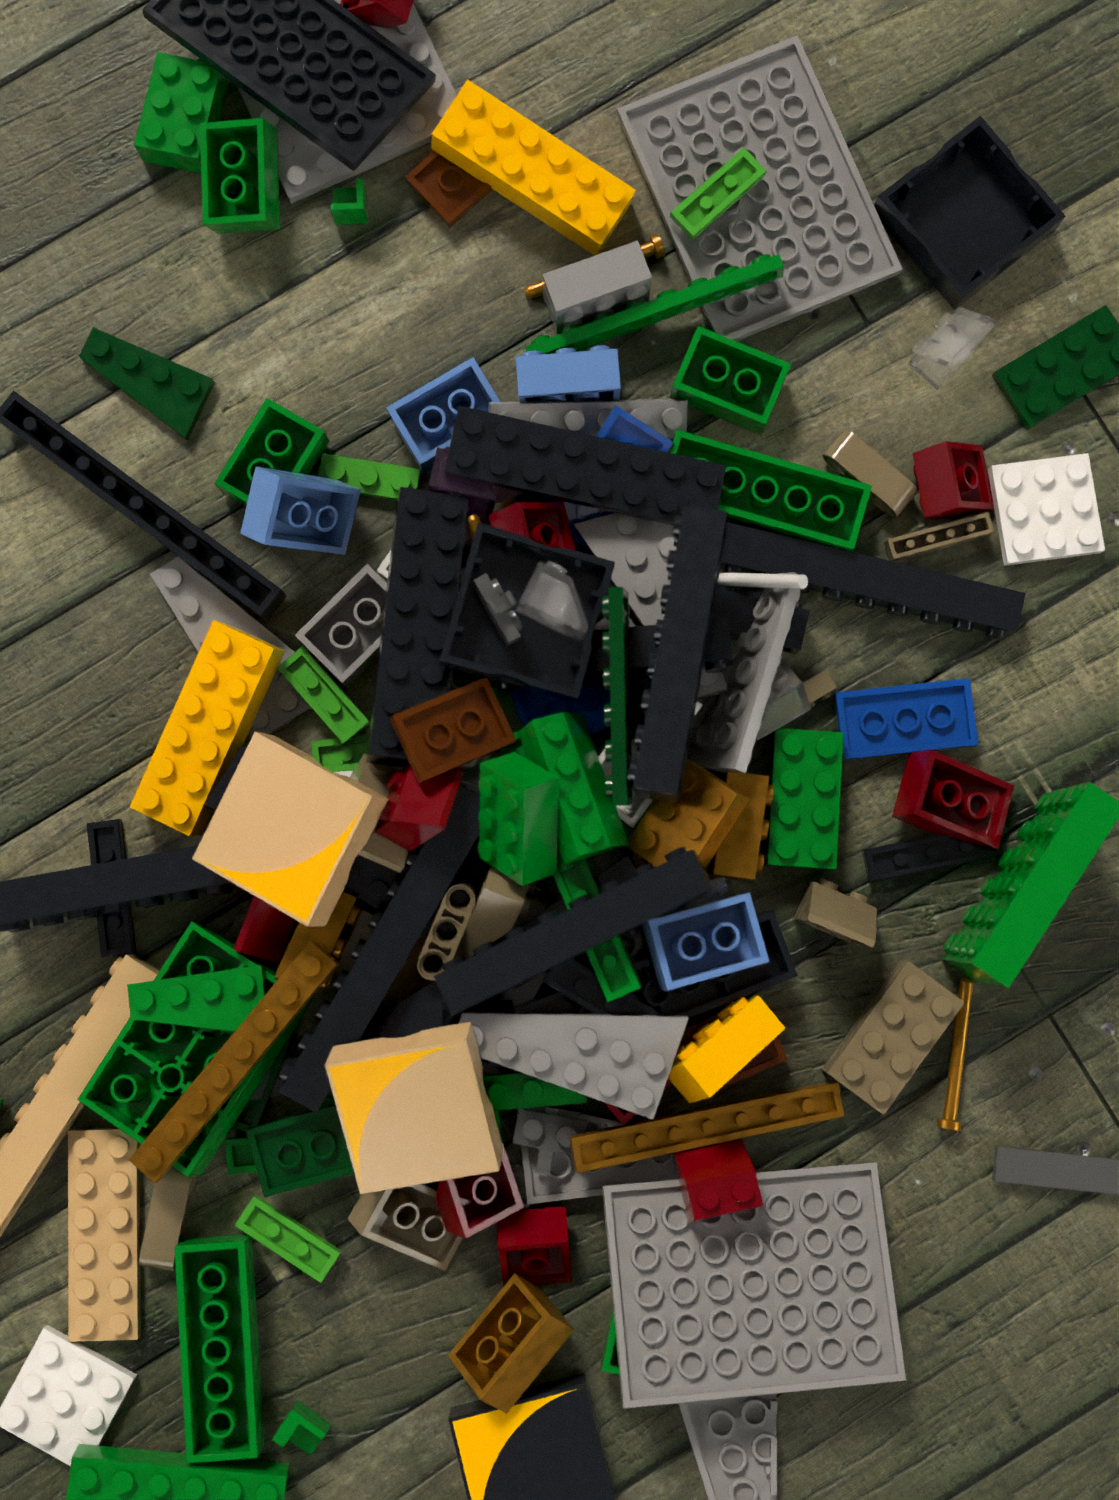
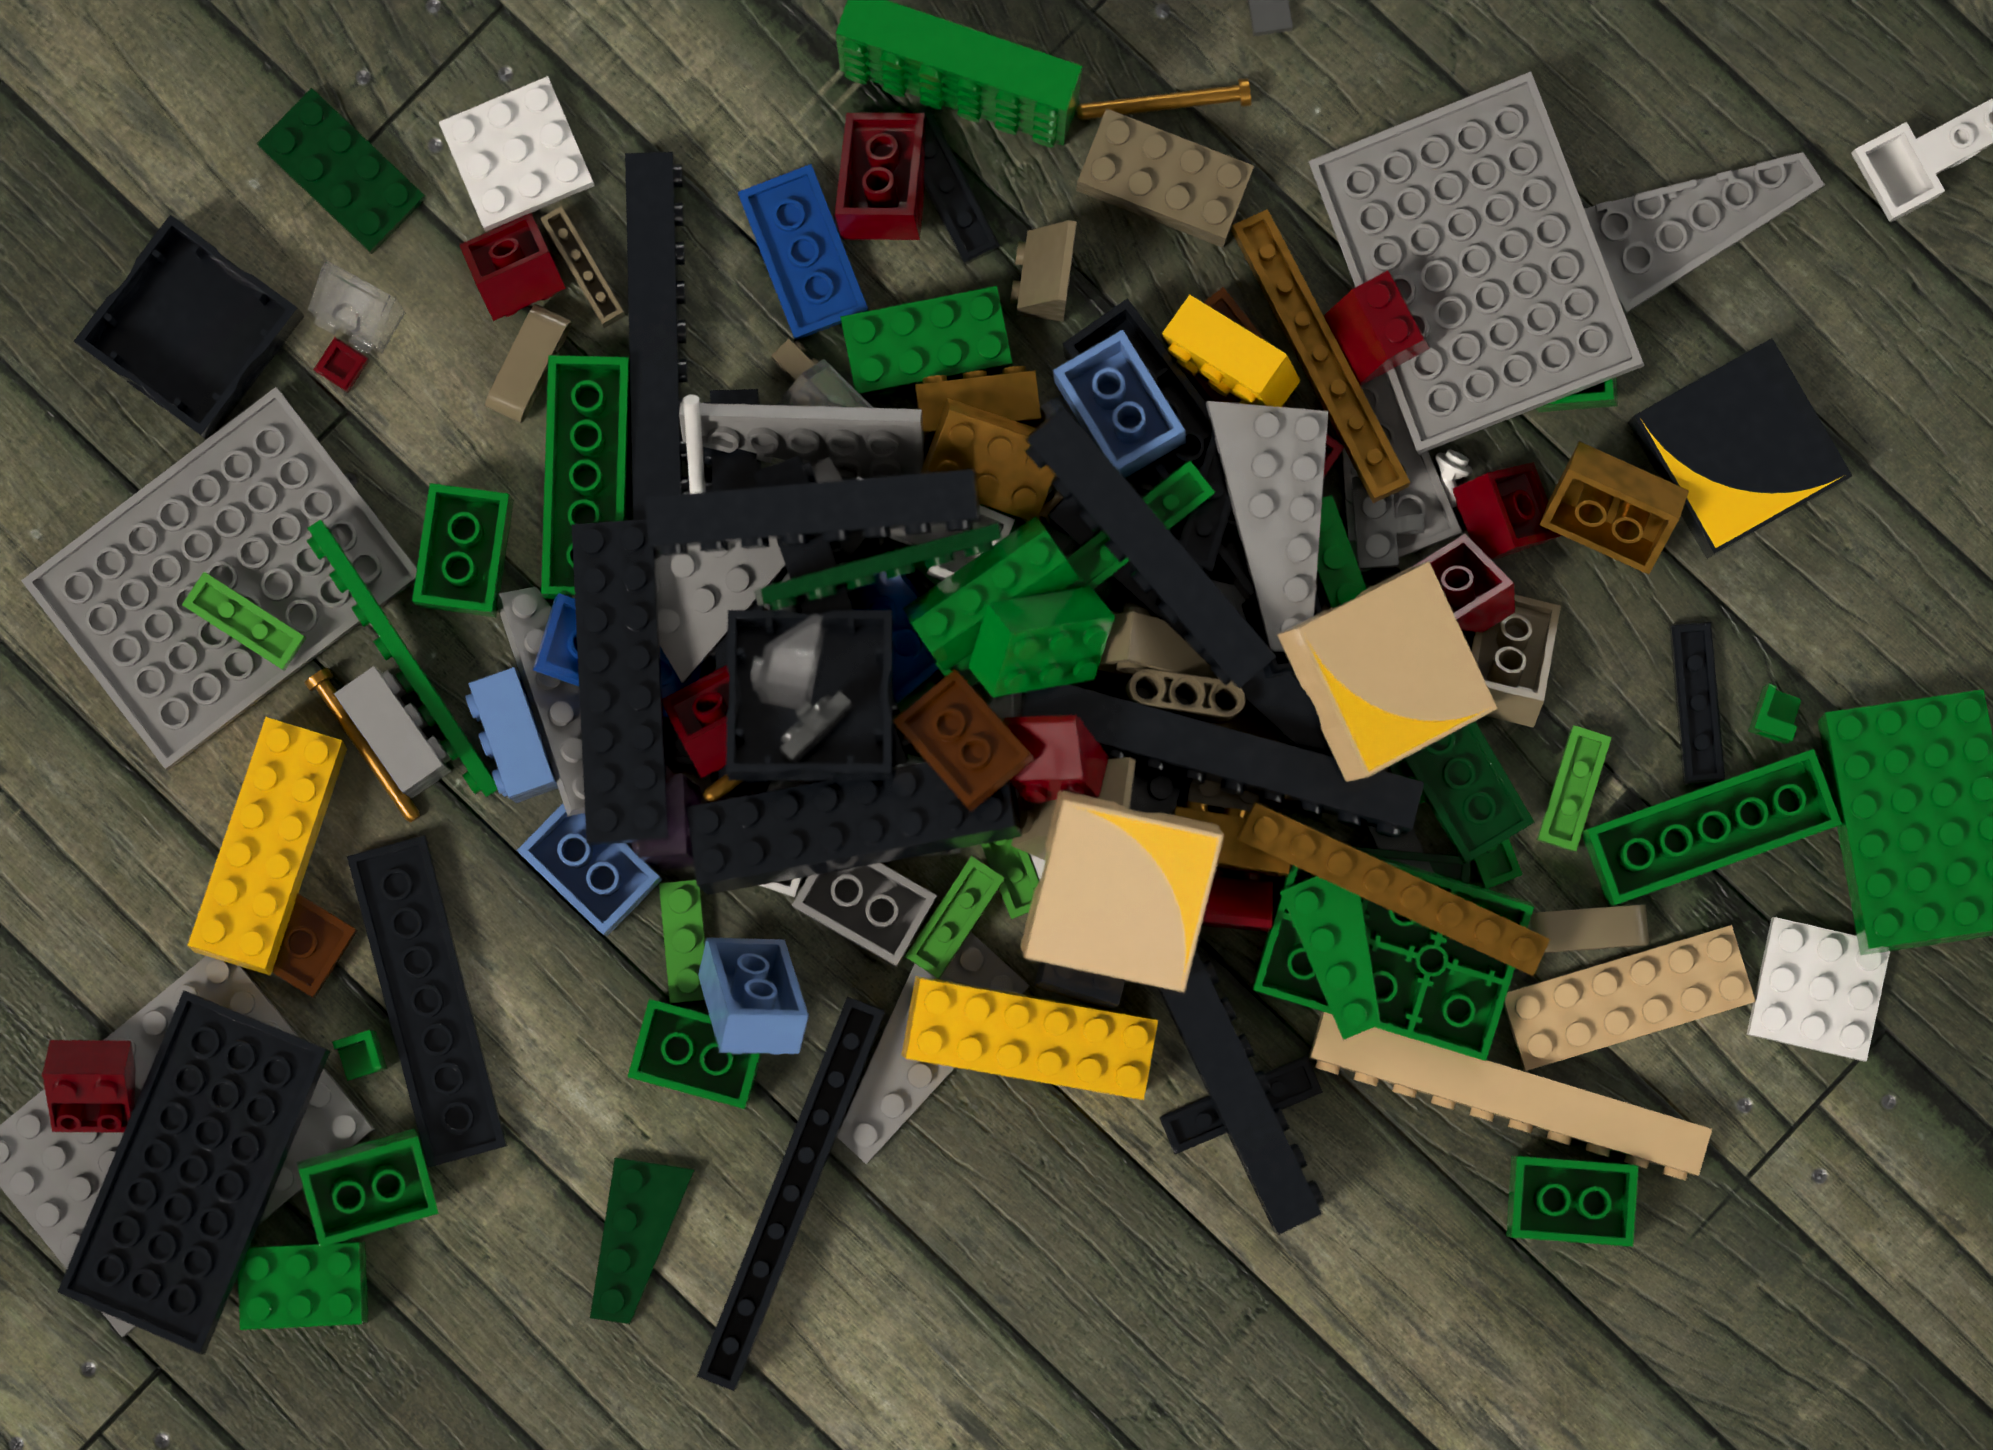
camera: 110 degrees left, 0 degrees up
(331, 1364) = (1697, 703): none -> black tile
(377, 265) = (427, 1001): none -> black plate
(585, 1211) = (1452, 467): none -> white plate
(907, 328) = (341, 364): none -> dark red tile

